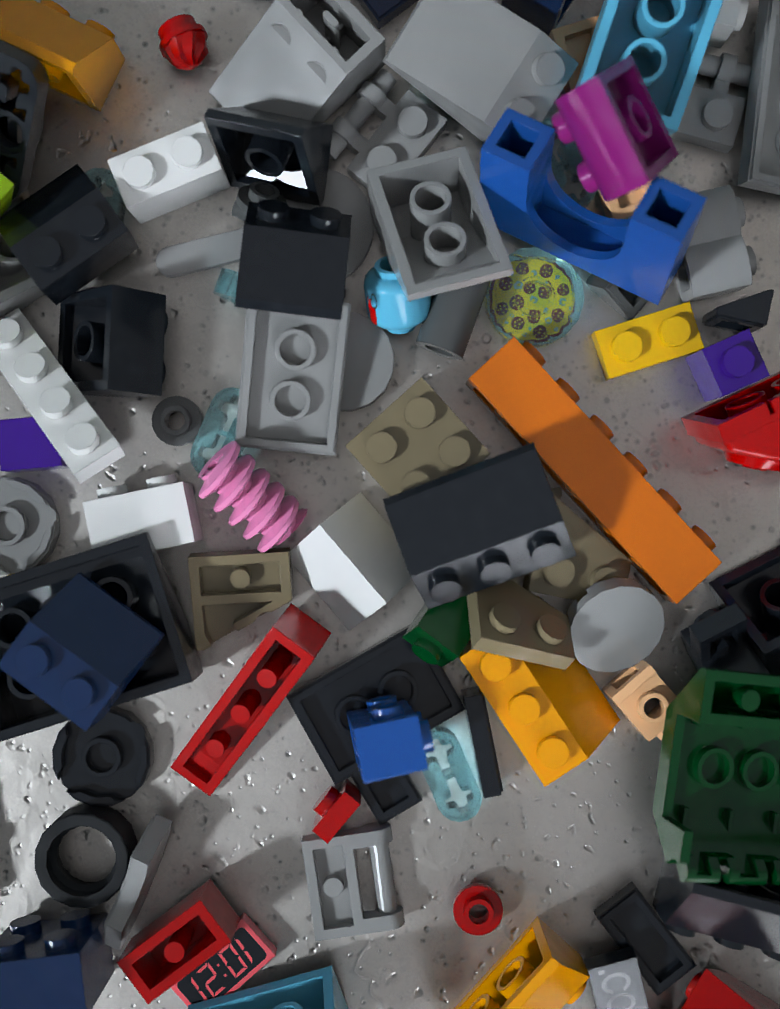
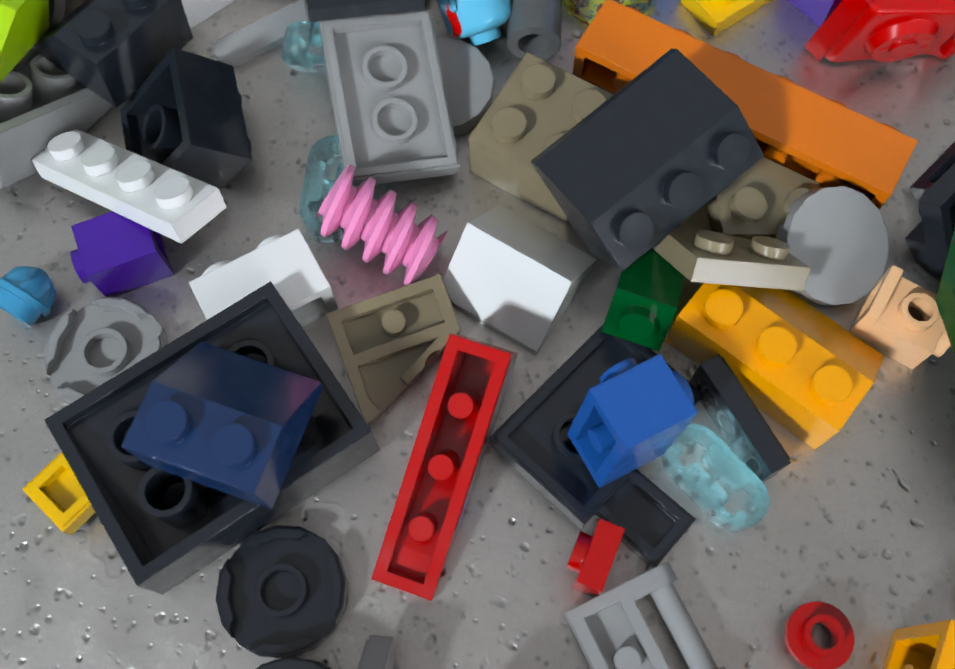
camera: 15 degrees left, 20 degrees down
(191, 426) = (277, 203): dark grey plate -> none

